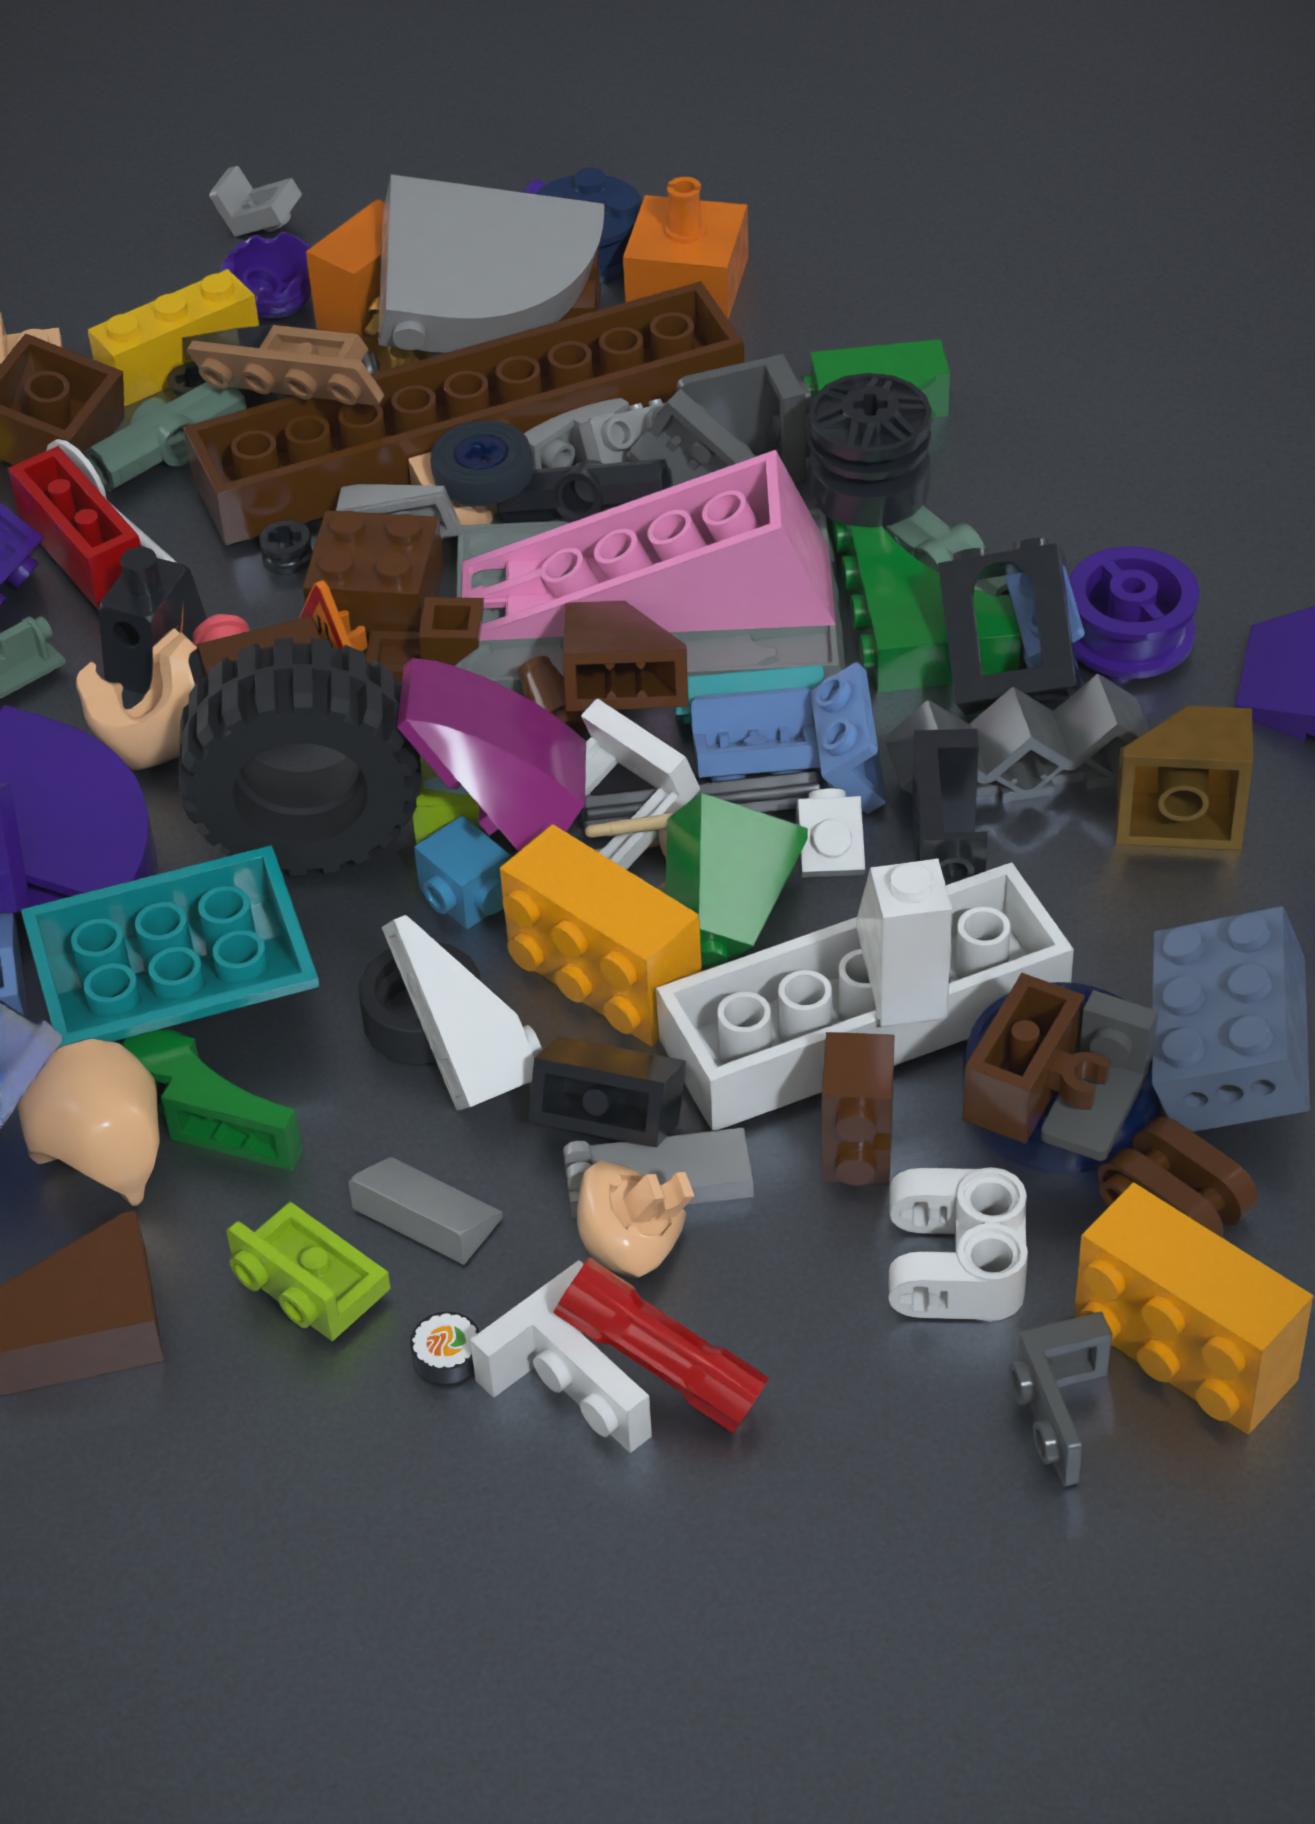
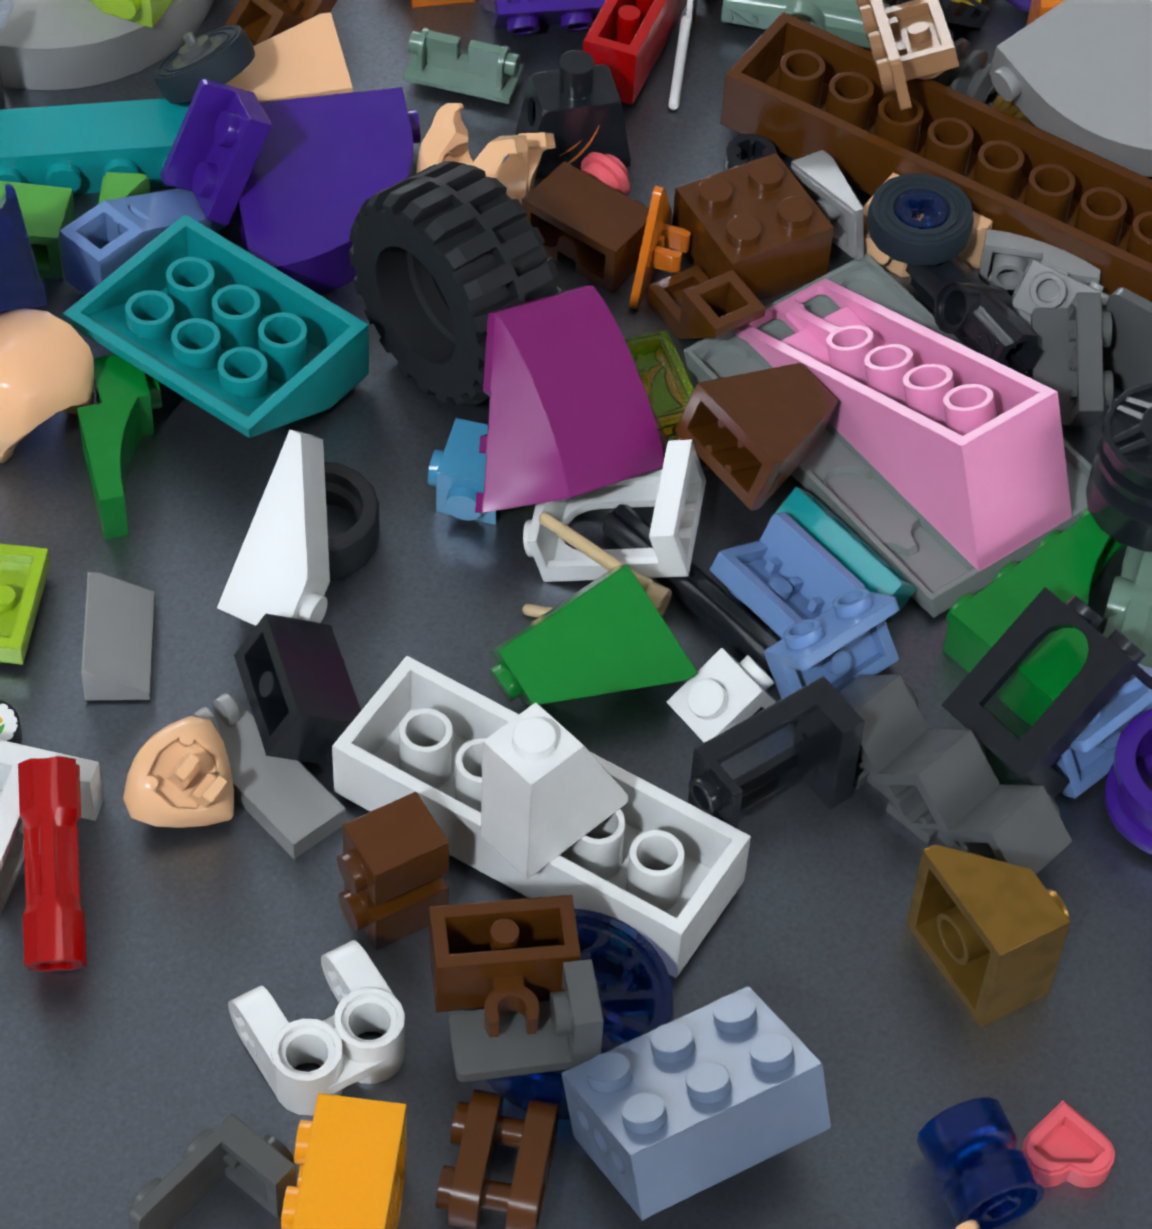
camera: 50 degrees right, 5 degrees up
(597, 930) = (453, 579): light orange brick -> none

